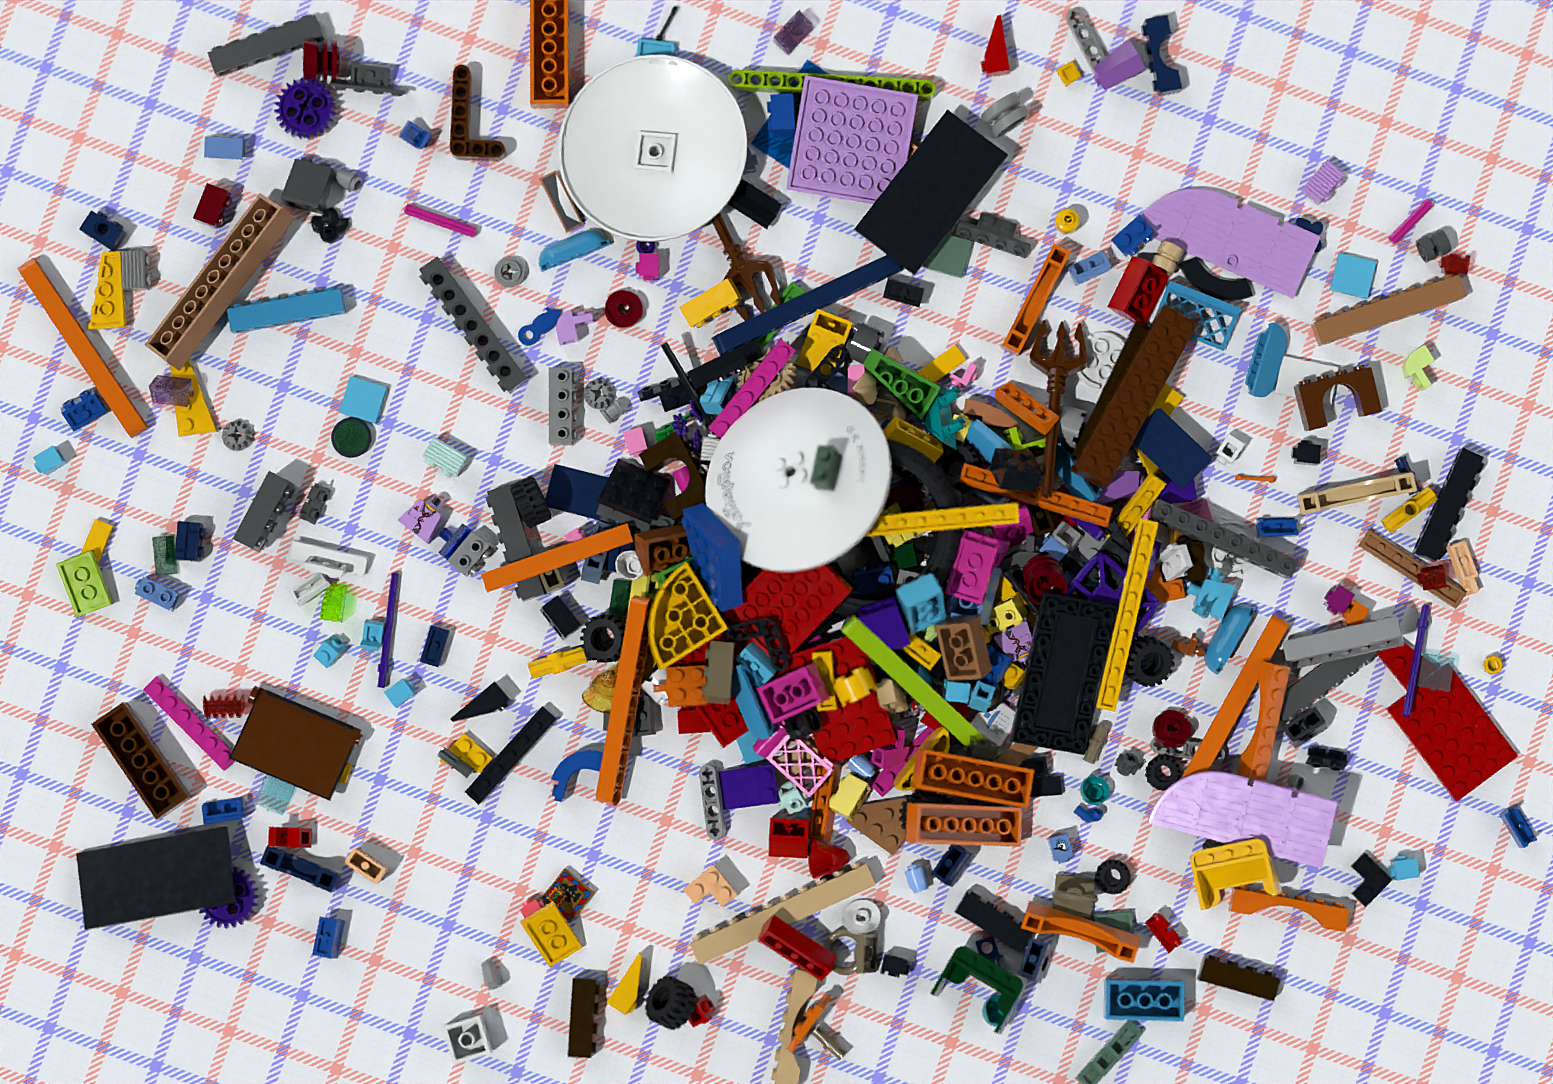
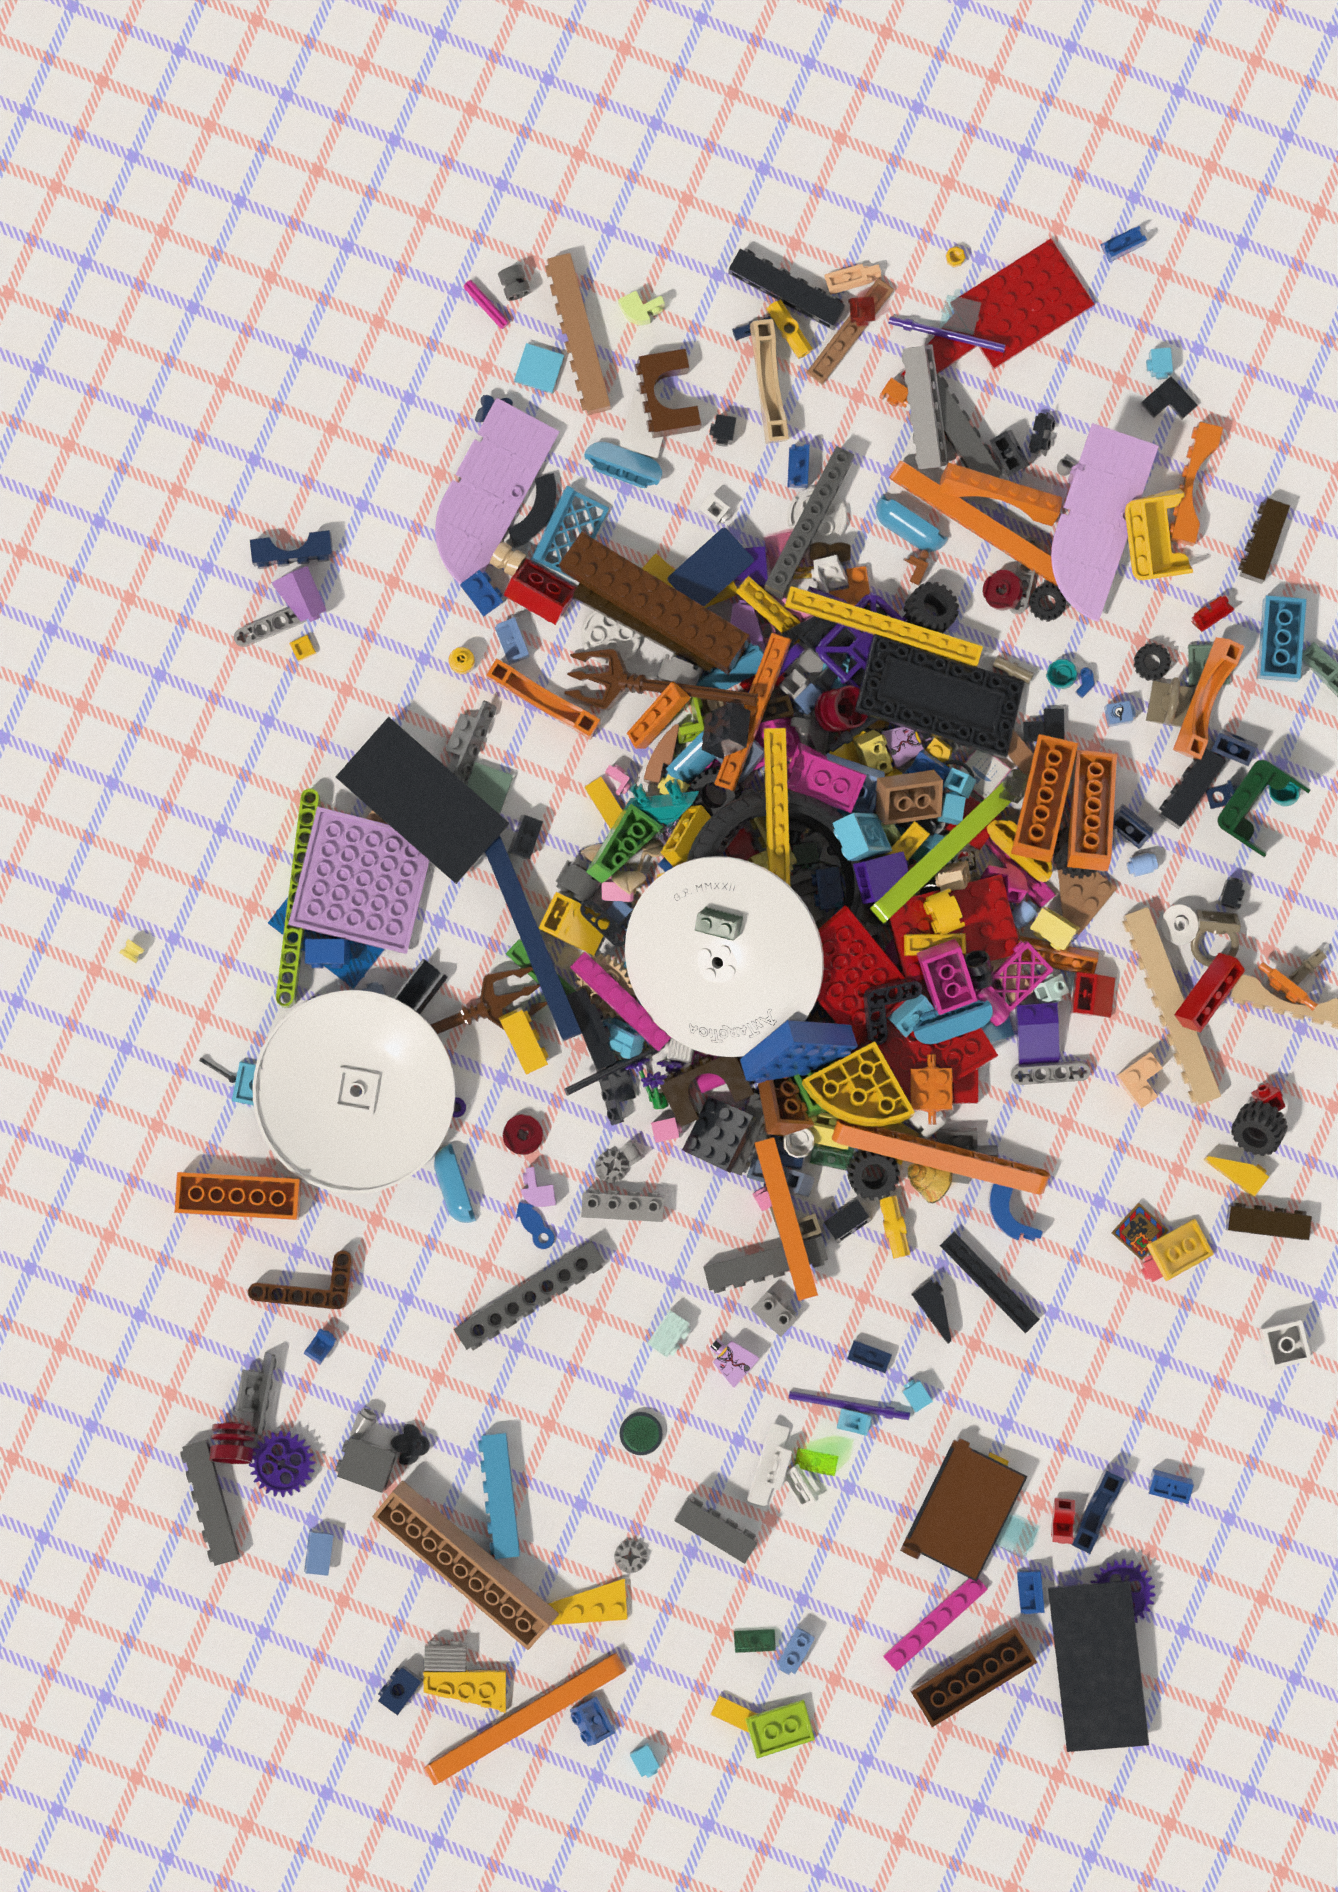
camera: 85 degrees left, 0 degrees up
(171, 390) = (579, 1624): hinge -> none
(189, 541) = (742, 1613): dark blue brick -> none
(212, 206) = (382, 1569): dark red brick -> none
(223, 707) = (920, 1585): clear red piece -> none
(318, 495) = (702, 1471): dark grey hinge -> none
(330, 651) = (867, 1468): medium azure bracket -> none
(363, 400) = (601, 1419): medium azure tile -> none
(366, 865) = (1097, 1441): light nougat brick -> none
(440, 220) = (413, 1325): dark pink axle -> none
(453, 540) = (758, 1330): clear blue tile -> none
(455, 762) = (994, 1340): dark grey axle -> none
(470, 753) = (986, 1329): yellow wing -> none
(491, 975) = (1219, 1316): light grey cone -> none
(502, 266) = (466, 1248): light grey gear -> none
(530, 501) = (724, 1244): black tyre -> none
(561, 201) = (402, 1193): slope -> none
(575, 491) = (713, 1197): dark blue sticker -> none
(648, 266) = (479, 1105): dark pink brick -> none
(718, 672) = (920, 1054): dark tan brick -> none
(793, 32) = (238, 935): clear purple hinge -> none
(826, 858) = (1117, 957): red helmet -> none
(996, 58) = (279, 723): red slope -> none
(1005, 114) = (343, 717): light grey wheel -> none
(1127, 764) = (1036, 638): dark grey gear -> none
(1212, 595) = (866, 538): medium azure torso -> none
(1271, 479) = (747, 468): orange hinge -> none
(1322, 182) = (438, 391): lavender brick -> none
(1338, 599) = (878, 409): magenta brick -> none
(1454, 265) = (535, 262): clear red brick -> none

